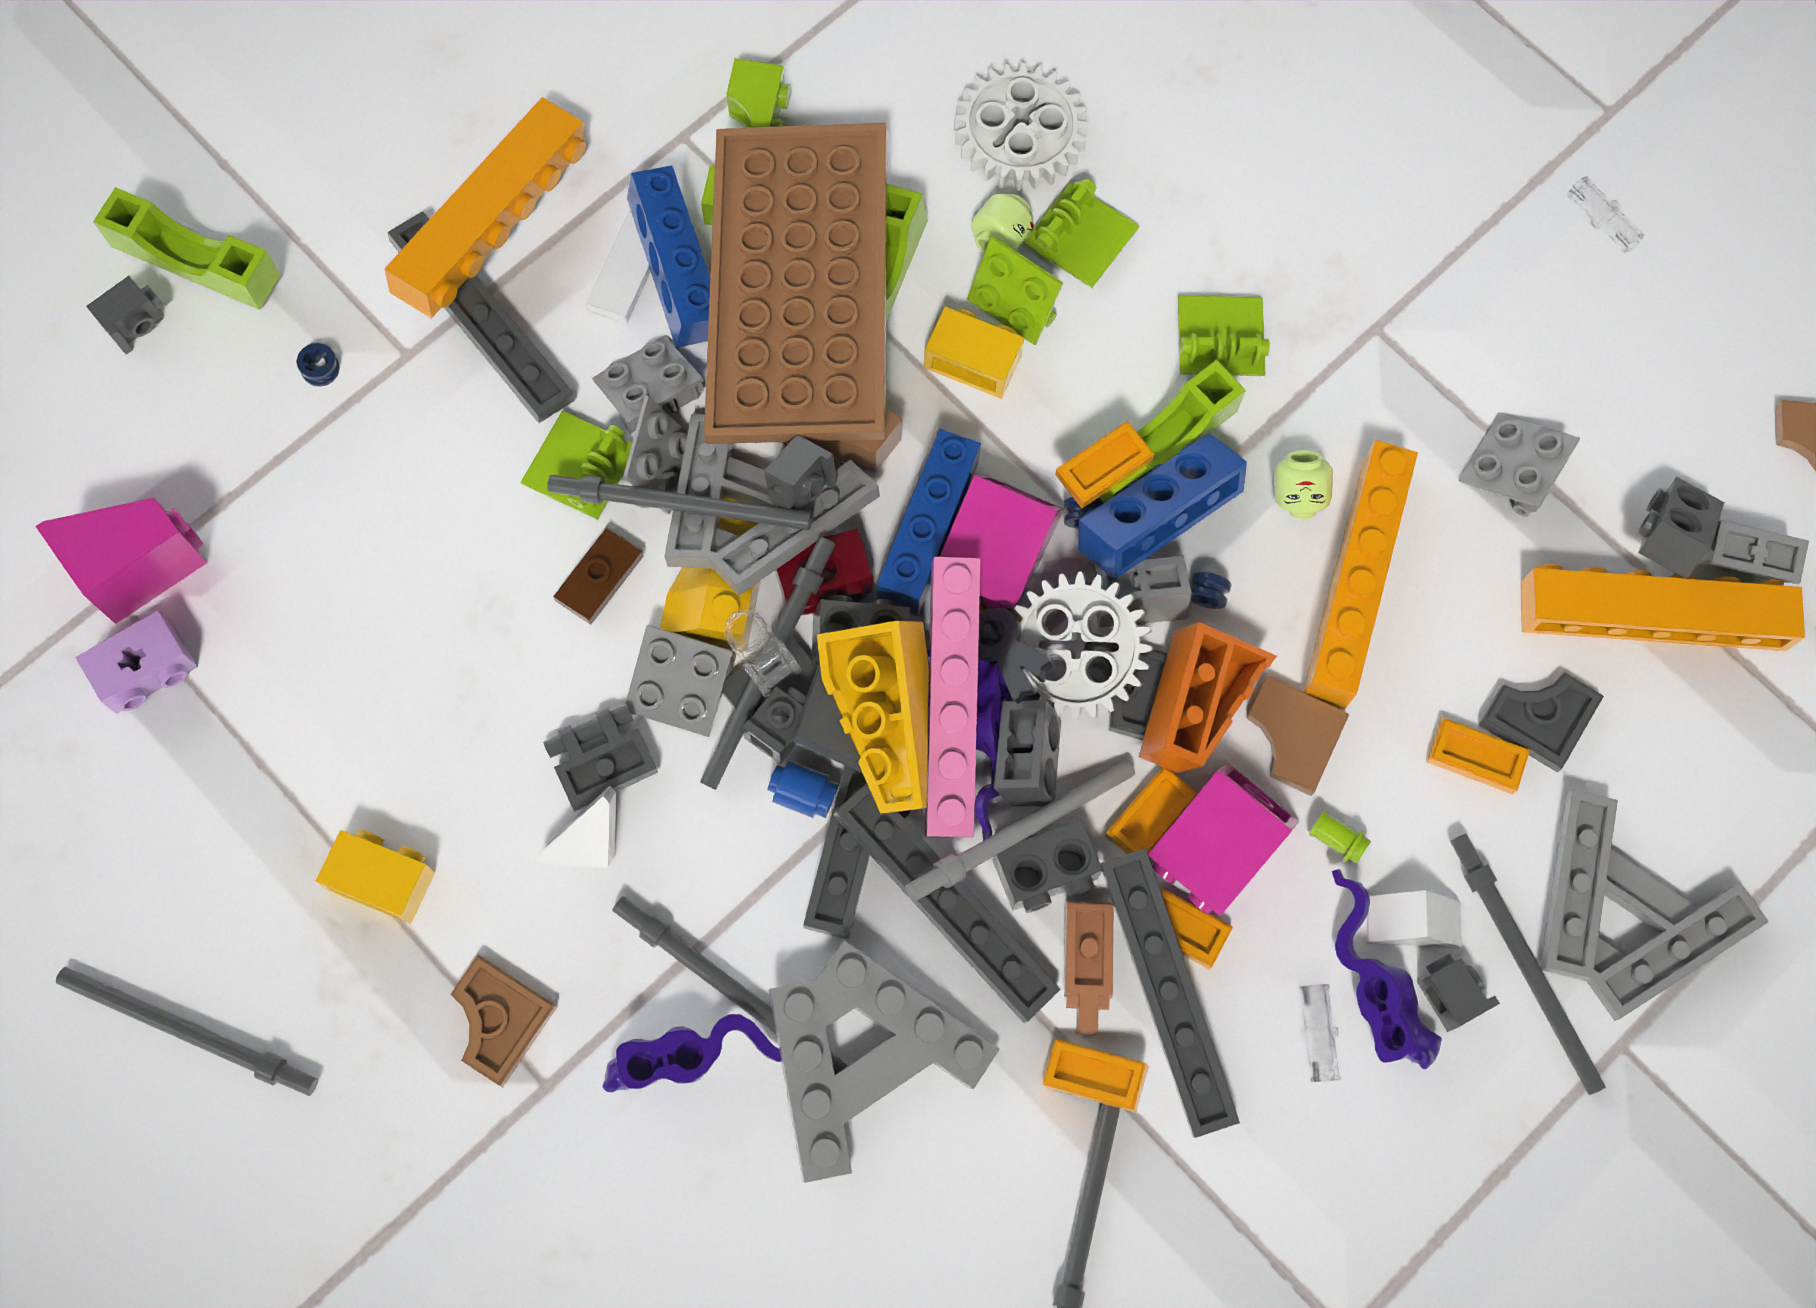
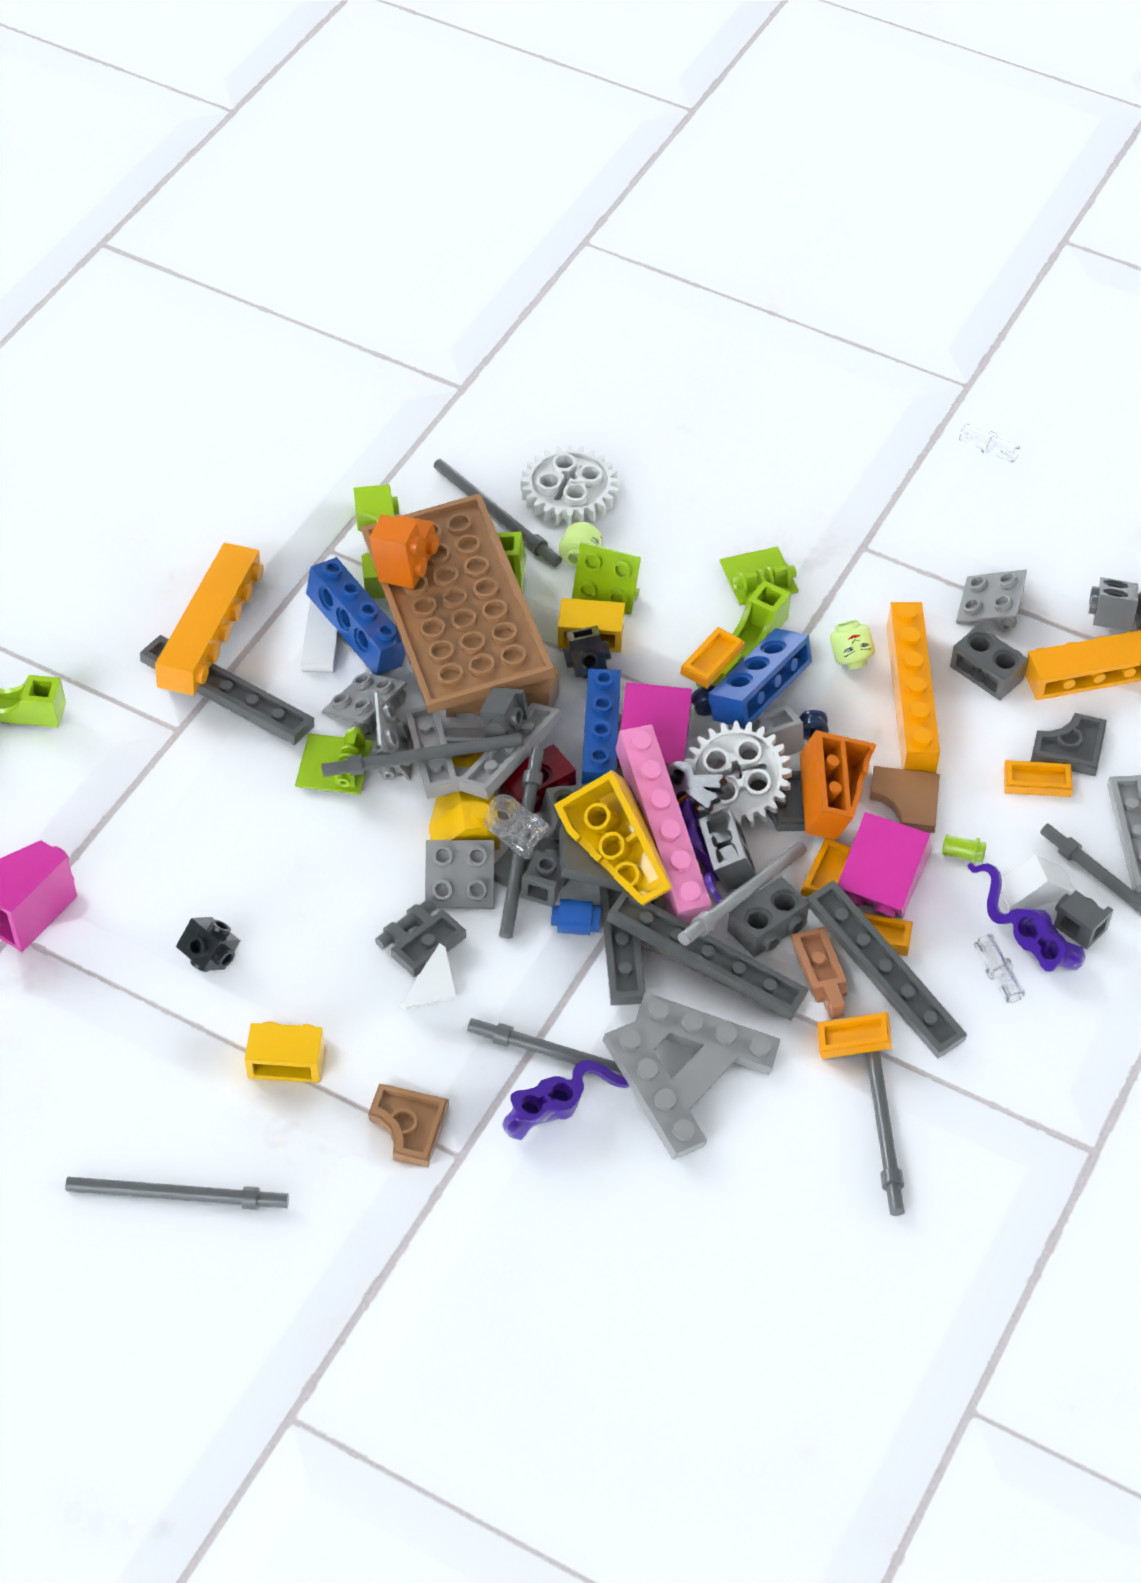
camera: 15 degrees left, 20 degrees down
(114, 668) = (52, 965): lavender brick -> none
(322, 375) = (123, 753): dark blue bush -> none
(331, 693) = (208, 944): none -> black brick
(598, 576) = (374, 828): reddish brown plate -> none
(748, 188) = (402, 549): none -> orange brick
(945, 202) = (534, 542): none -> dark grey bar
(950, 396) = (586, 651): none -> black brick
(1081, 233) = (639, 535): lime hinge -> none
(1467, 567) = (989, 662): none -> dark grey brick

